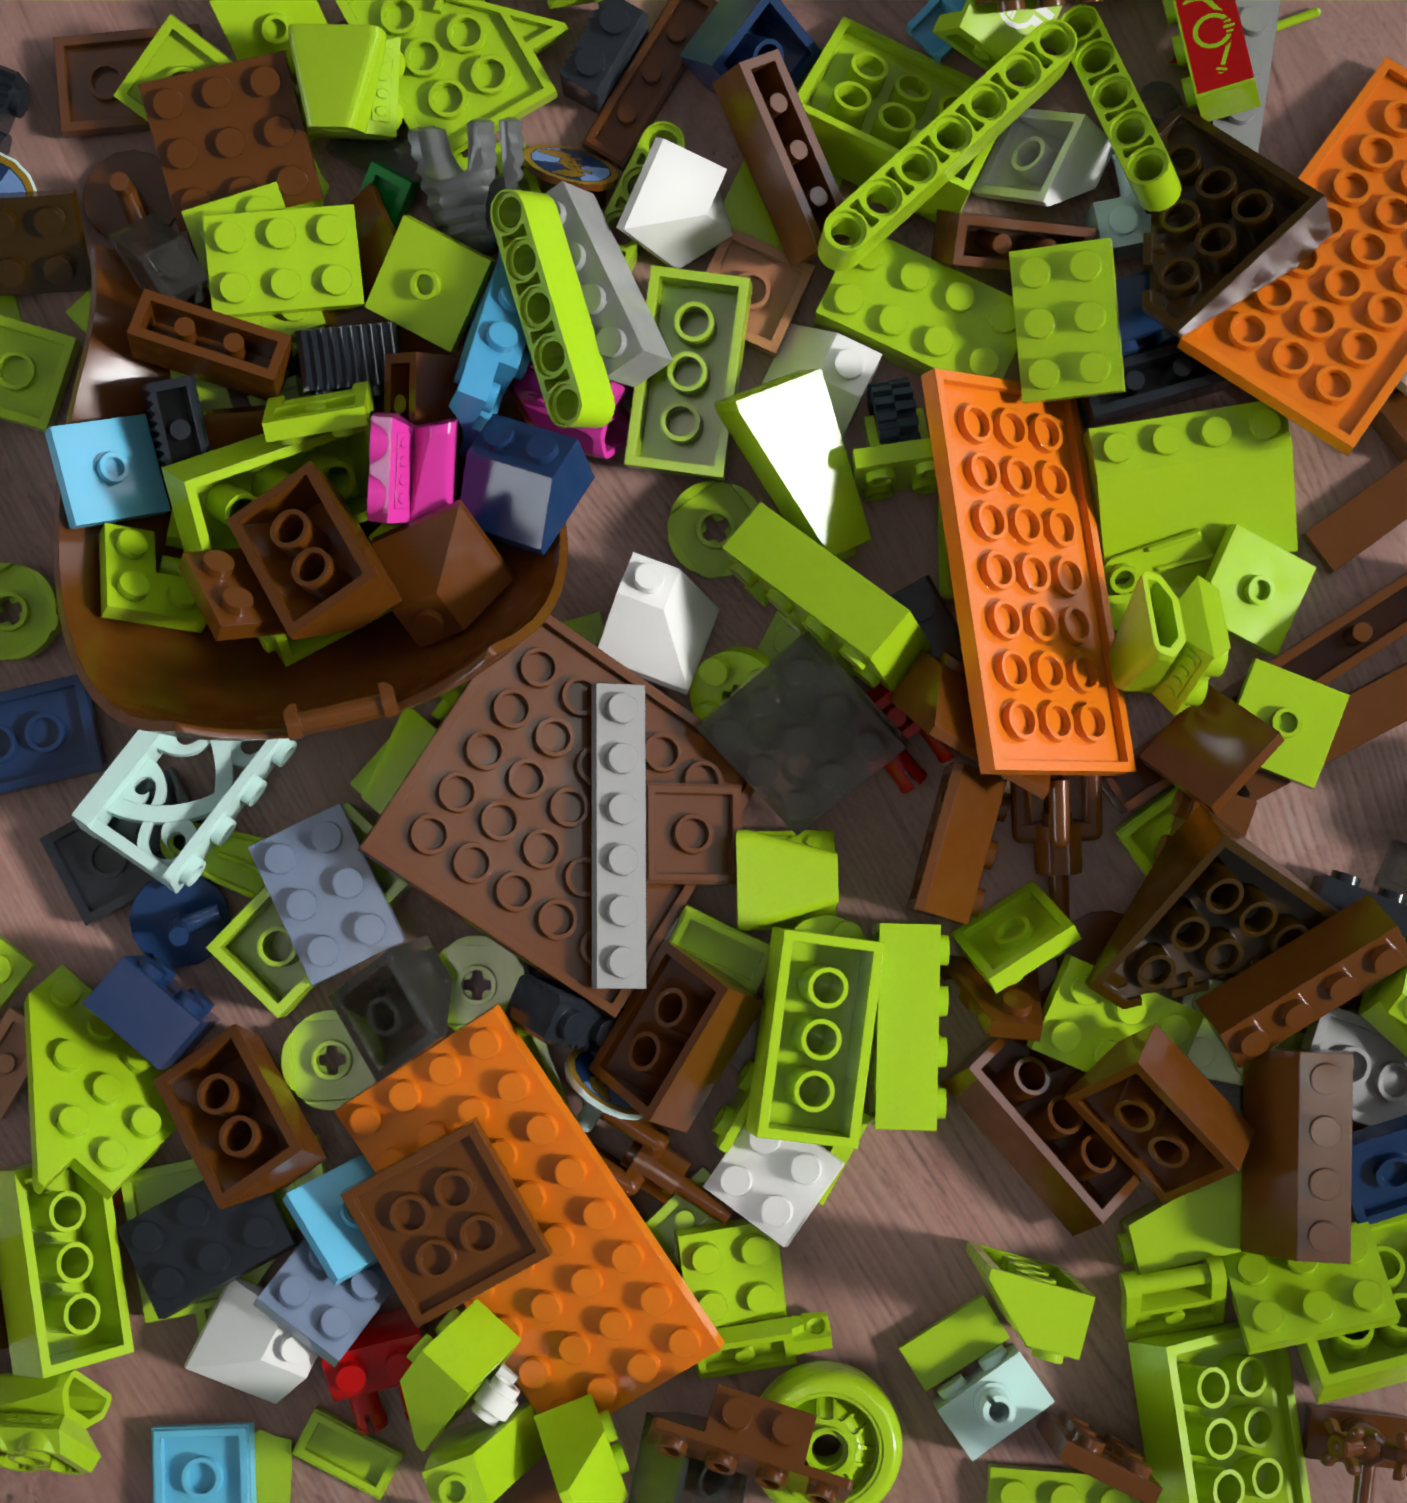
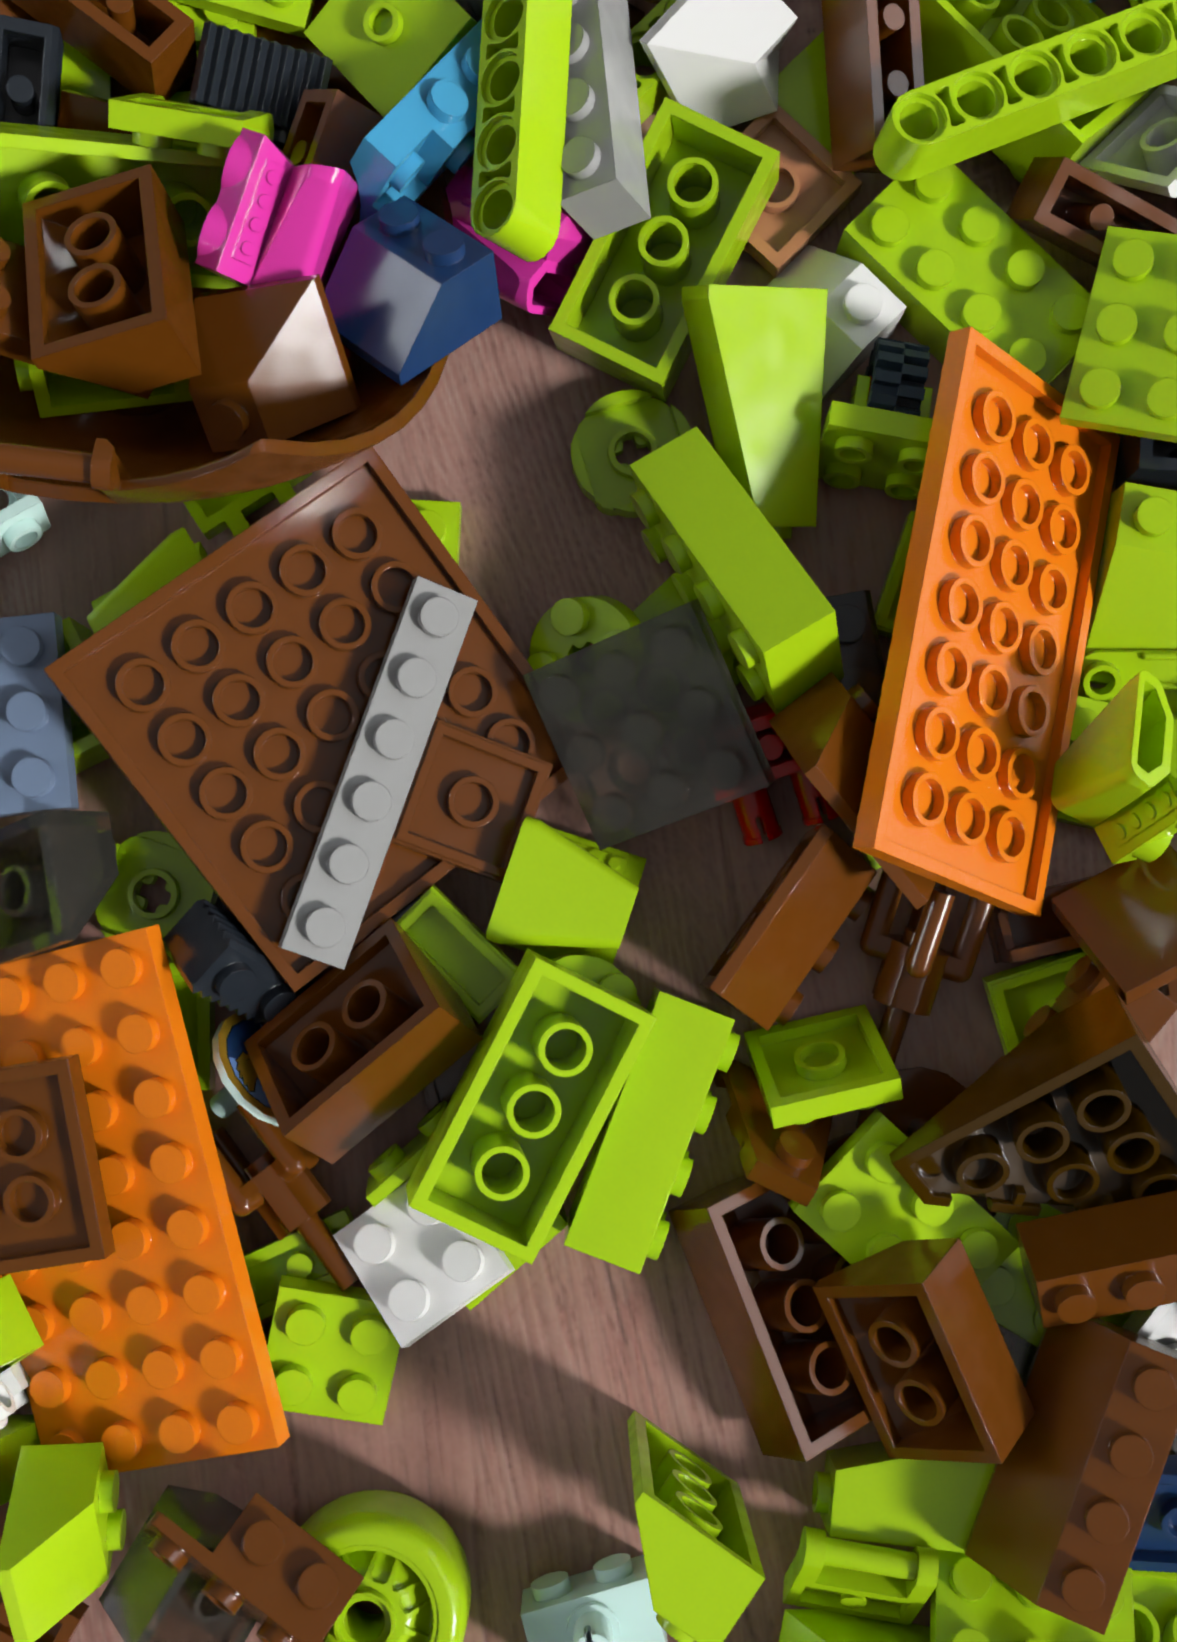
camera: 20 degrees right, 0 degrees up
(659, 623) = (523, 537): white slope -> none
(767, 1344) = (348, 1452): lime hinge -> none
(953, 1342) = (572, 1529): lime tile -> none

